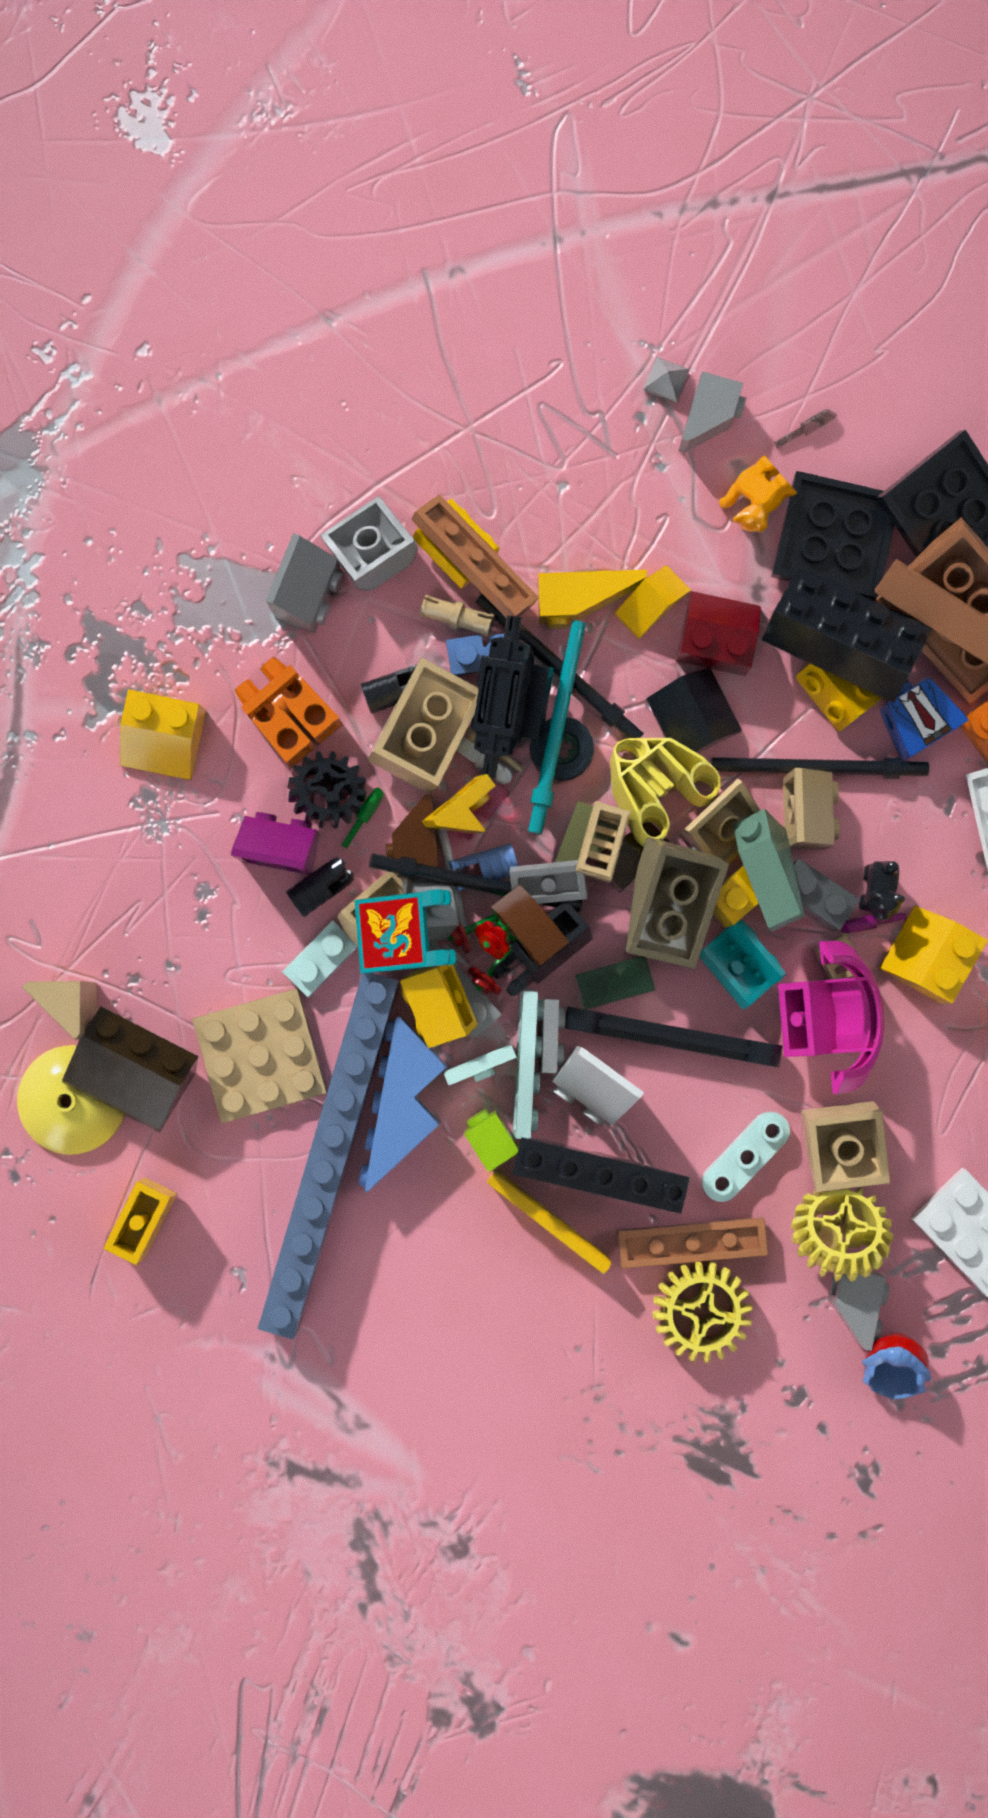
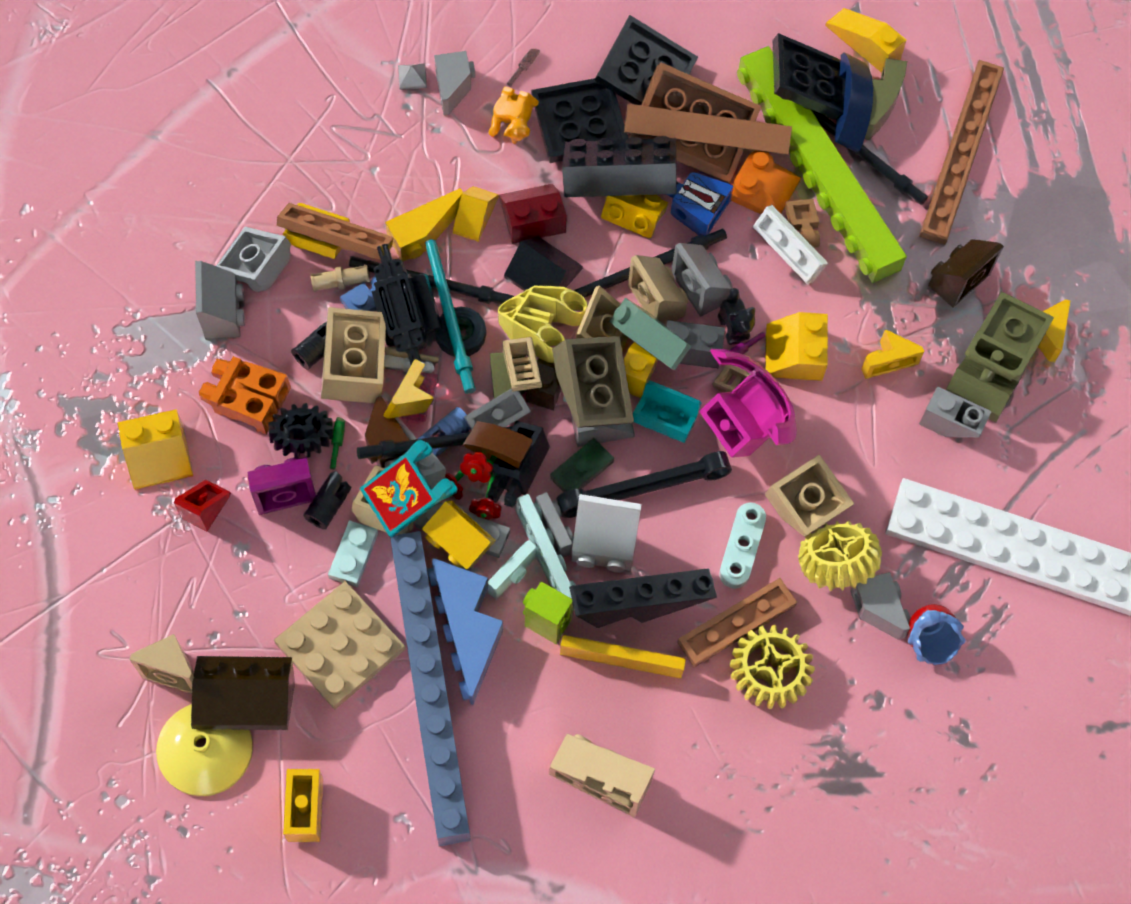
camera: 30 degrees left, 20 degrees down
(185, 822) = (202, 504): none -> red slope
(464, 1339) = (602, 773): none -> tan wedge
(868, 817) = (700, 277): none -> light grey slope

